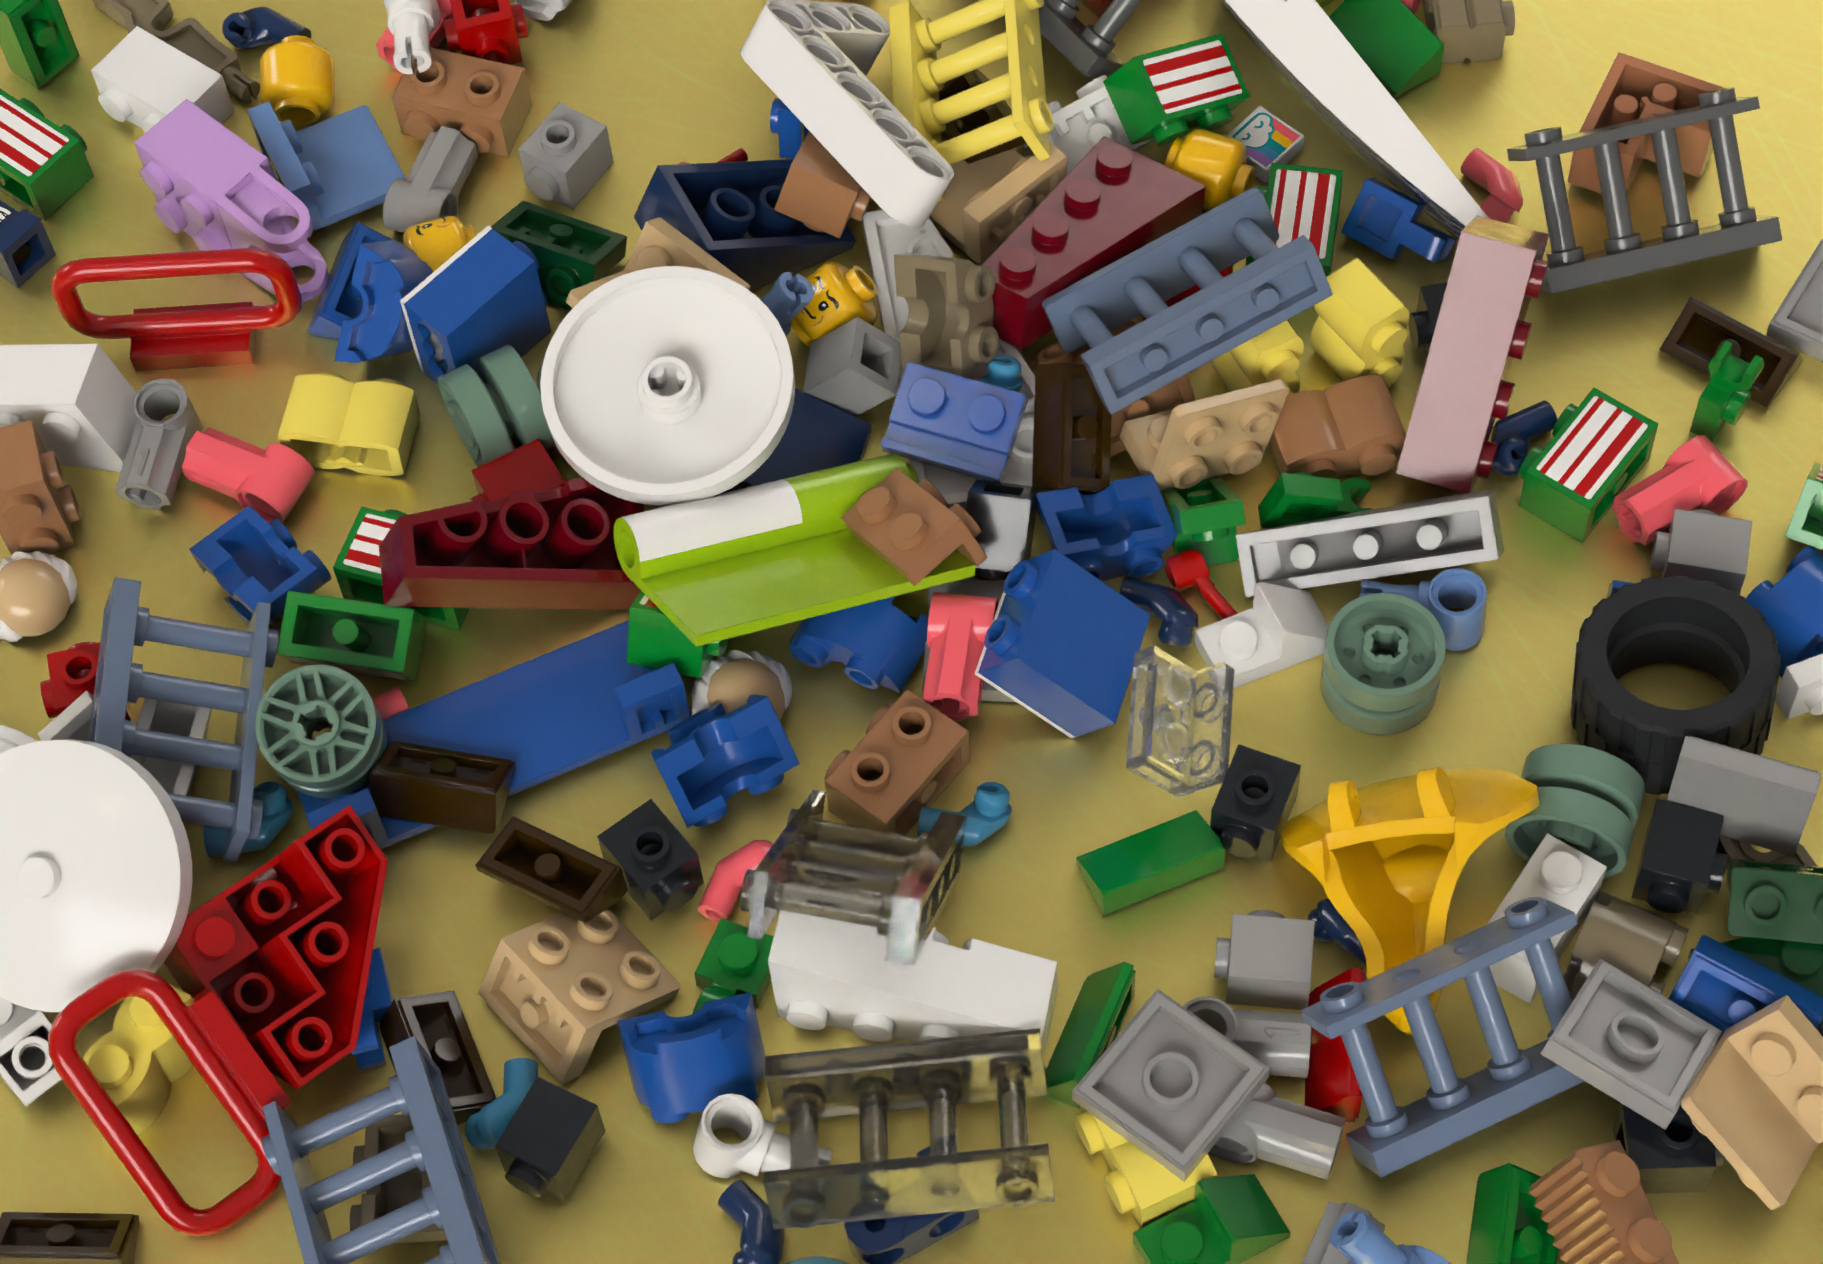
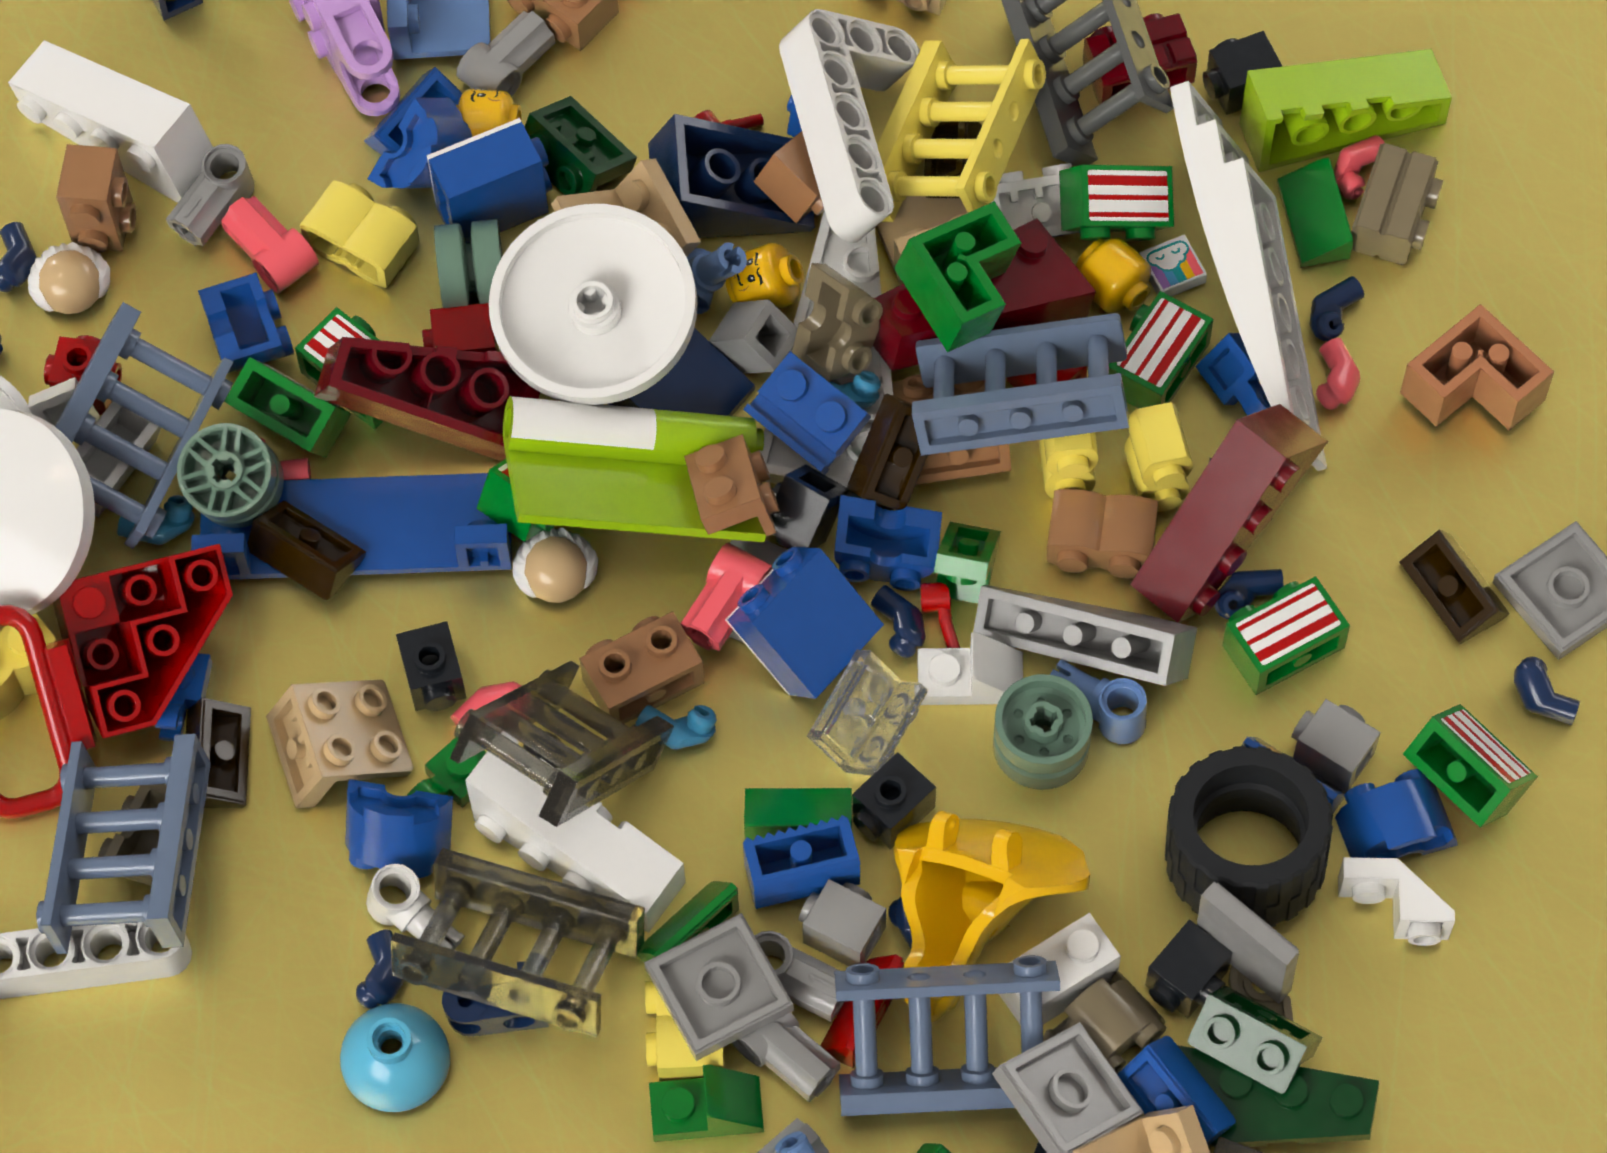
camera: 20 degrees right, 5 degrees up
(181, 334) = (267, 107): red bar -> none
(488, 1125) = (249, 815): dark azure arm -> none
(549, 1140) = (264, 847): black brick -> none
(553, 871) = (355, 647): dark brown slope -> none
(565, 156) = (619, 71): light grey brick -> none
(721, 755) = (513, 608): blue cylinder -> none
(871, 639) = (669, 563): blue cylinder -> none
(1061, 206) = (952, 271): none -> green brick
(1188, 908) = (800, 861): none -> blue brick
(1206, 436) = (995, 498): tan bracket -> none
(1306, 498) = (1050, 577): green plate -> none
(1447, 123) = (1329, 305): none -> dark blue arm
(1584, 801) = (1128, 902): sand green wheel -> none
(1681, 237) = (1459, 477): dark grey fence -> none
(1691, 480) = (1361, 681): coral piece -> none
(1726, 392) = (1421, 620): green plate -> none

